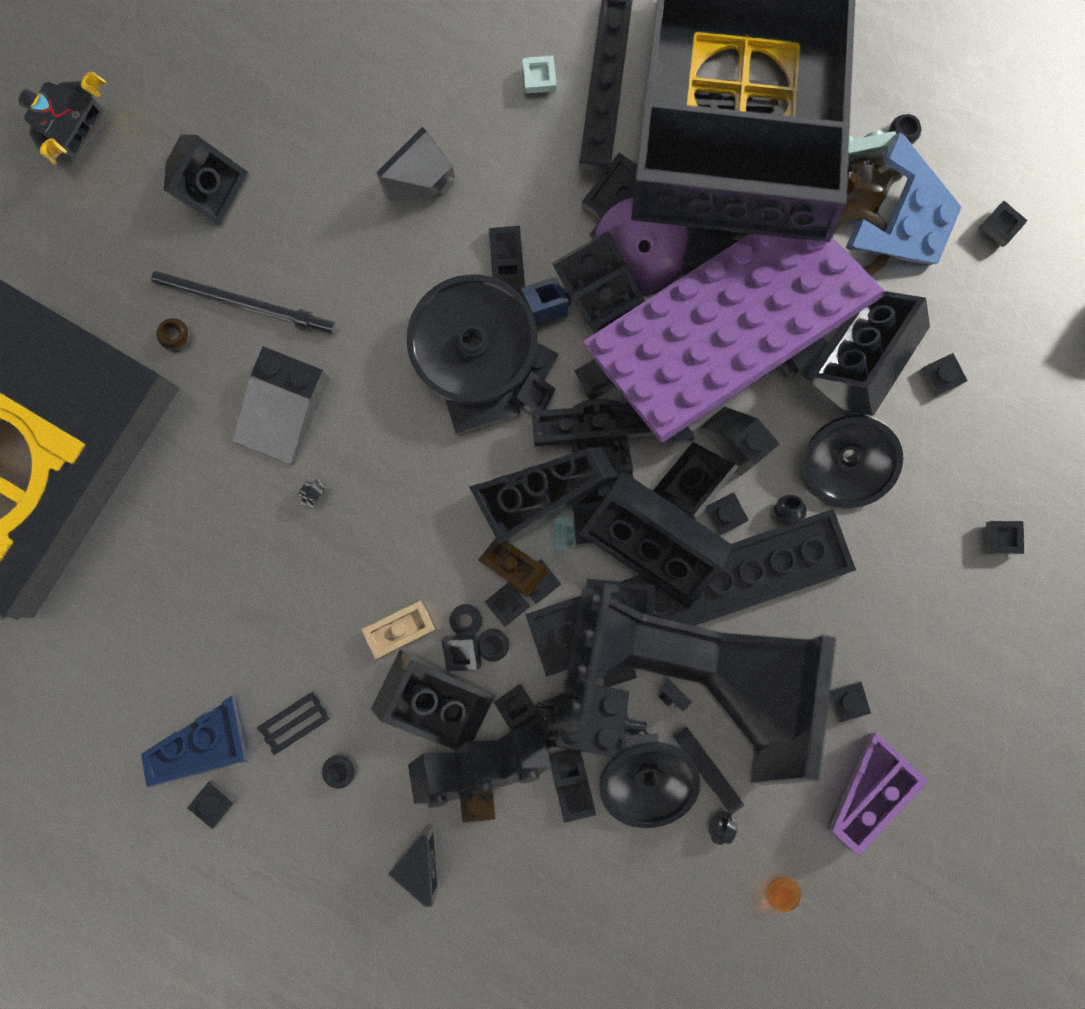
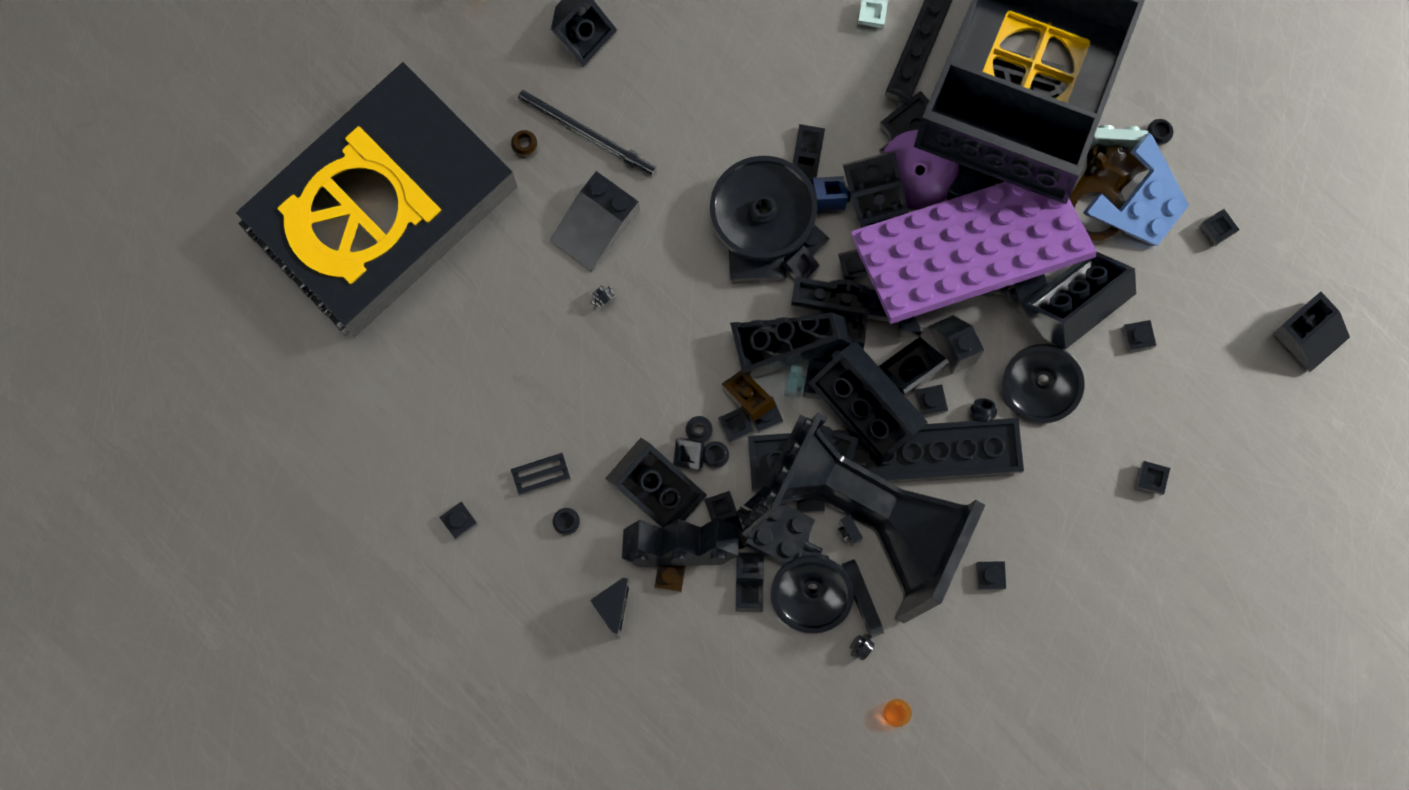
camera: 15 degrees right, 5 degrees down
(201, 747) = (460, 473): dark blue wing -> none
(398, 629) = (643, 422): tan plate -> none
(416, 170) = (754, 64): slope -> none
(874, 794) = (991, 650): medium lavender wedge -> none

